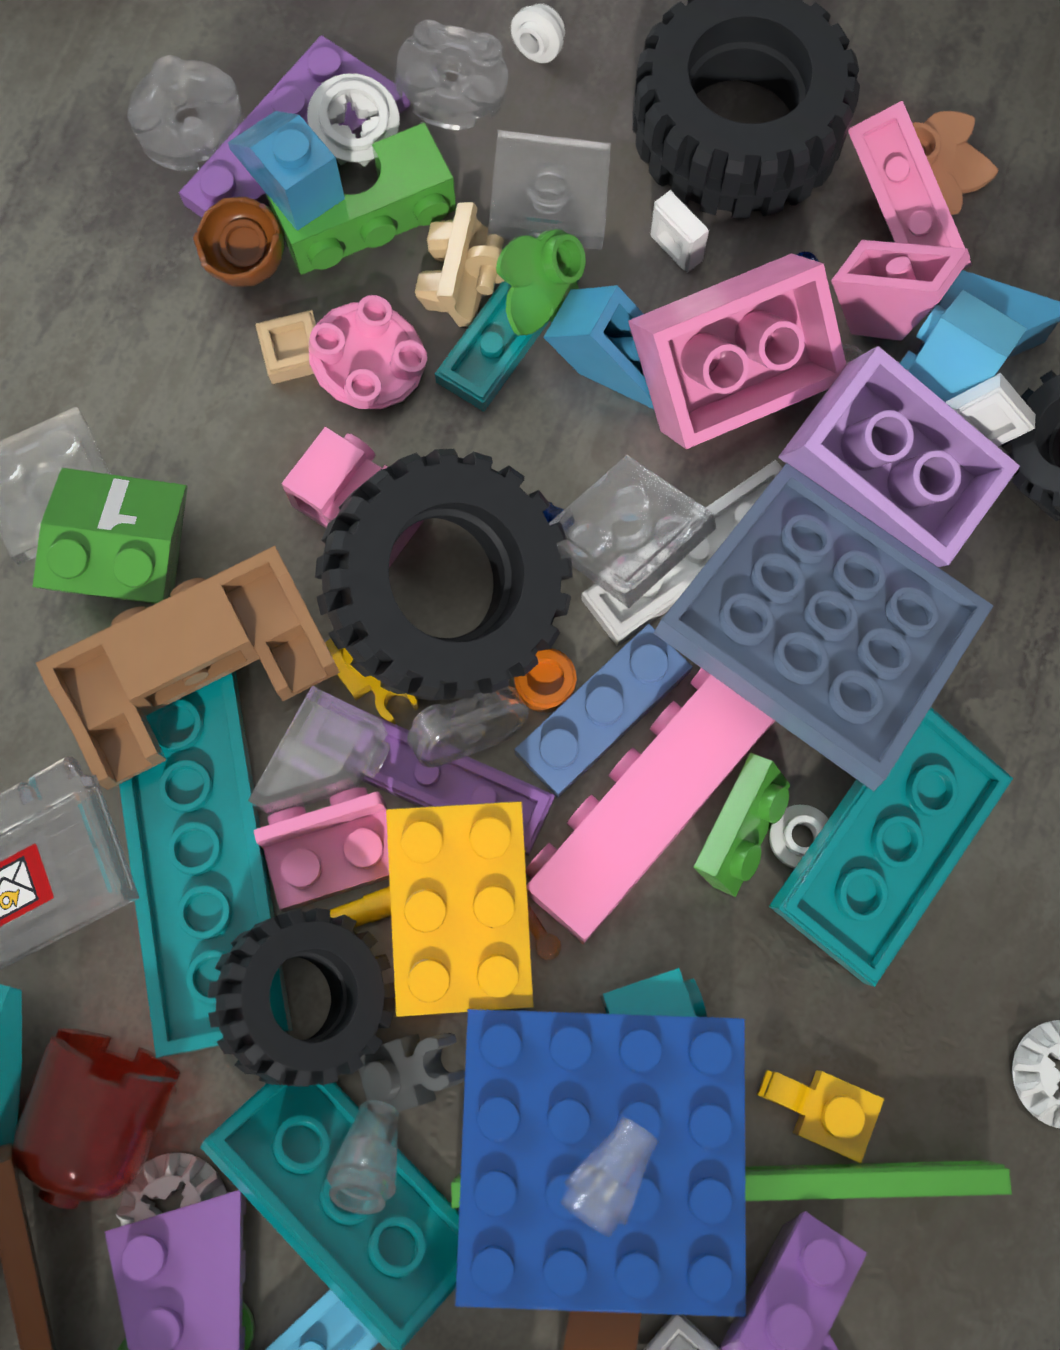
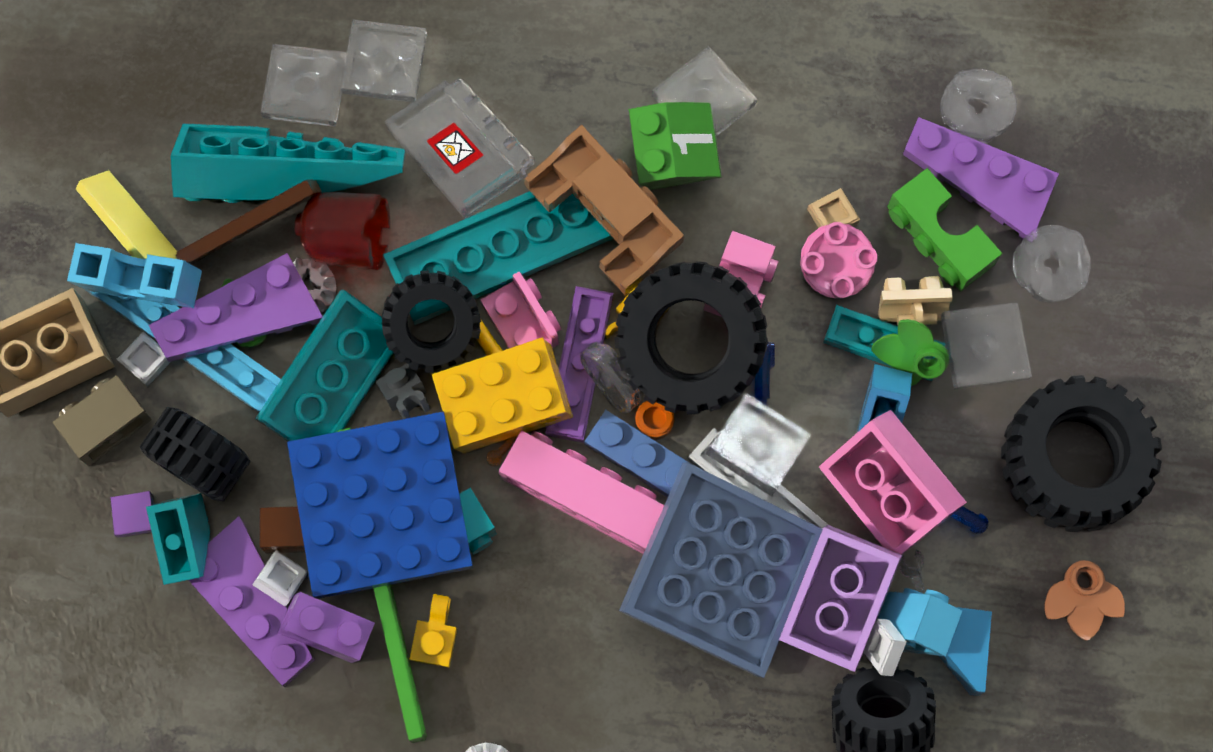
camera: 75 degrees right, 0 degrees up
(239, 241) = (889, 162): dark orange hair -> none
(290, 166) = (940, 176): dark azure slope -> none
(321, 754) = (572, 297): clear slope -> none
(367, 1161) = (352, 379): clear cone -> none
(368, 100) = (1001, 192): white gear -> none
(538, 32) = (1101, 311): white plate -> none
(610, 1177) = (369, 503): clear cone -> none
(678, 231) = (976, 433): white tile -> none
(735, 841) = (589, 552): bright green plate -> none
(781, 832) = (596, 603): white plate -> none
(891, 849) = (600, 645): teal tile -> none
(894, 285) = (966, 572): bright pink slope -> none
(904, 180) = (1041, 578): bright pink plate -> none

